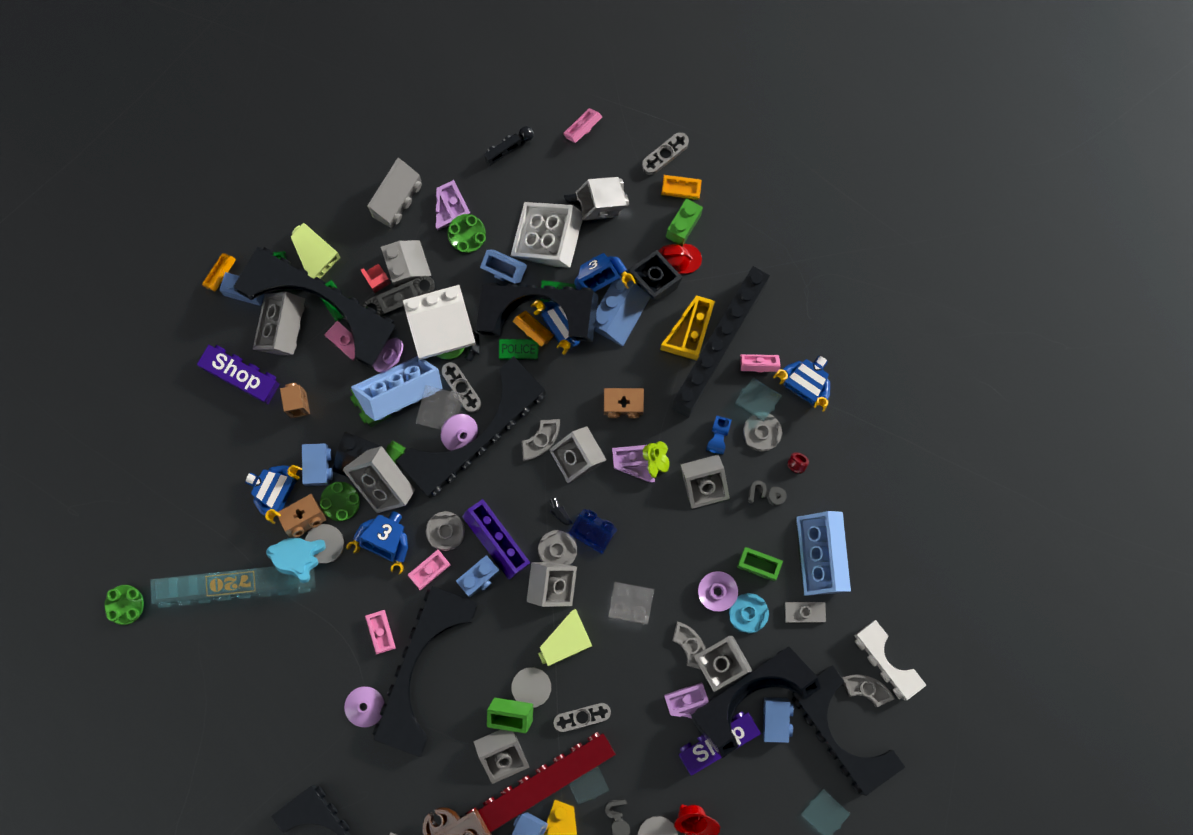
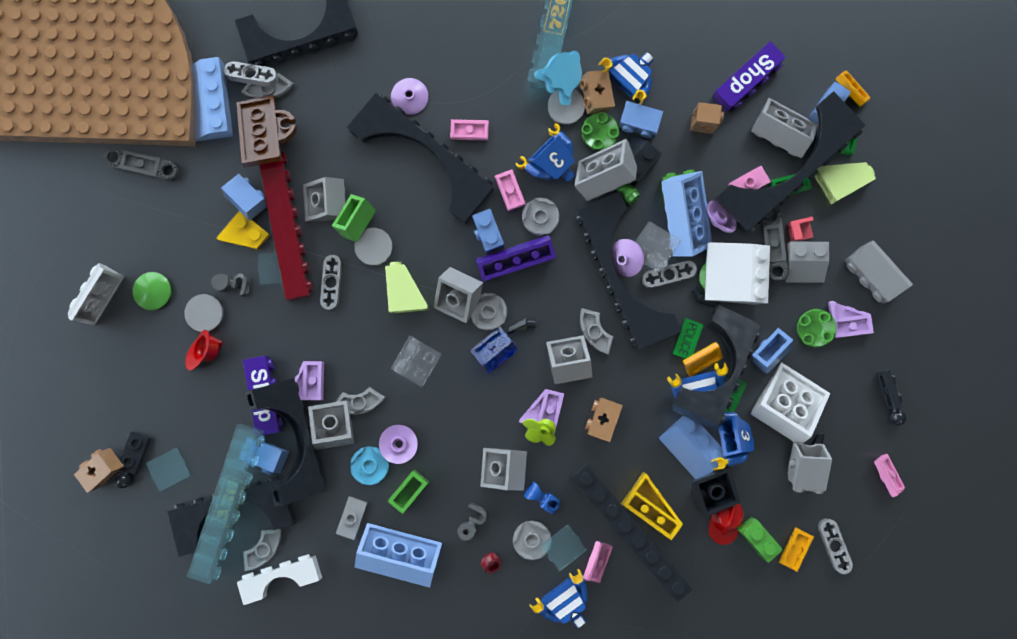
camera: 110 degrees right, 5 degrees up
(836, 737) = (225, 503): none -> clear light blue brick

